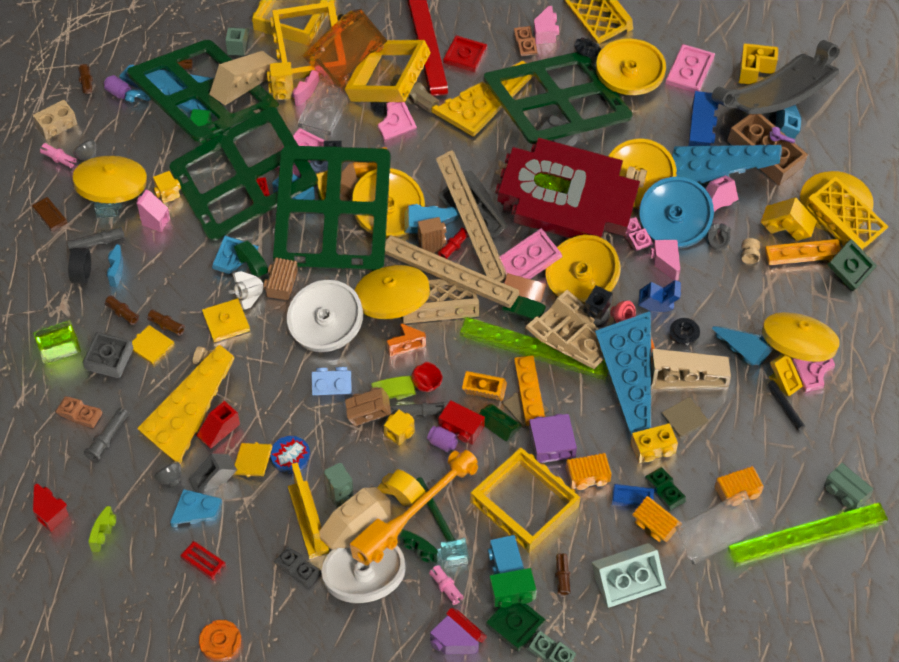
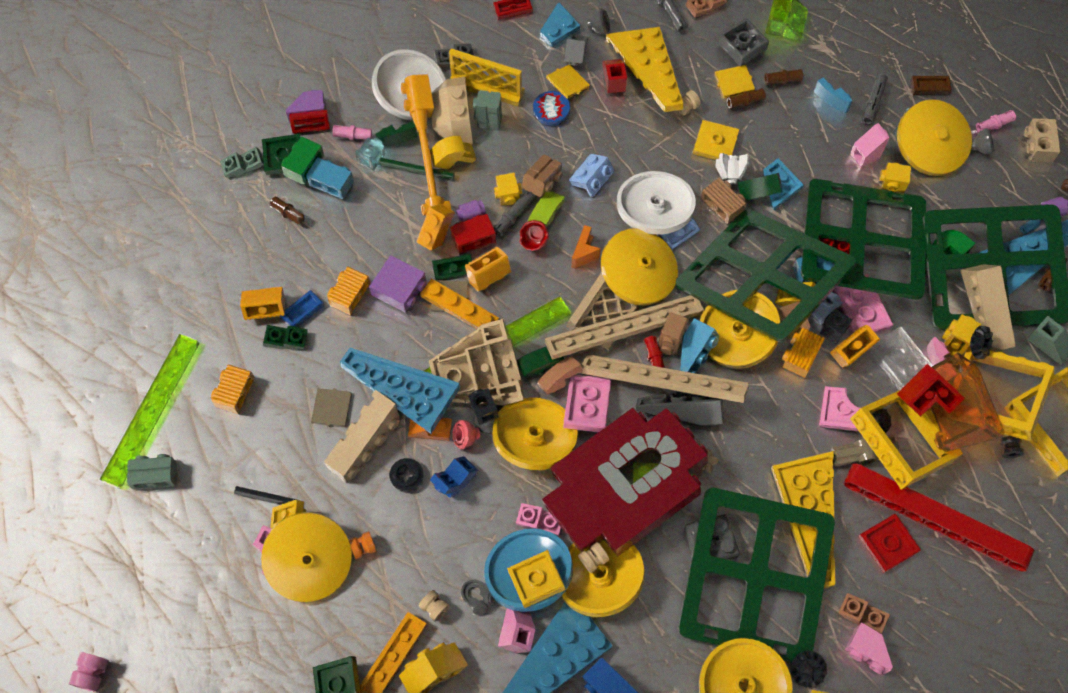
camera: 130 degrees right, 10 degrees up
(79, 265) = (855, 60): black tyre -> none
(283, 57) = (981, 342): none -> black gear
(339, 129) = (854, 346): none -> light orange brick
(349, 62) = (927, 389): none -> red brick
(483, 441) = (435, 226): none -> light orange brick
(504, 521) = (363, 202): yellow window -> none
(629, 574) = (245, 251): light aqua slope -> none
(654, 443) = (326, 357): yellow brick -> none
(666, 257) = (490, 522): bright pink slope -> none
(681, 194) = (536, 579): none -> yellow plate
(718, 527) = (214, 342): clear tile -> none
(749, 344) = (352, 508): dark azure slope -> none
(756, 317) = (367, 543): none -> orange wheel

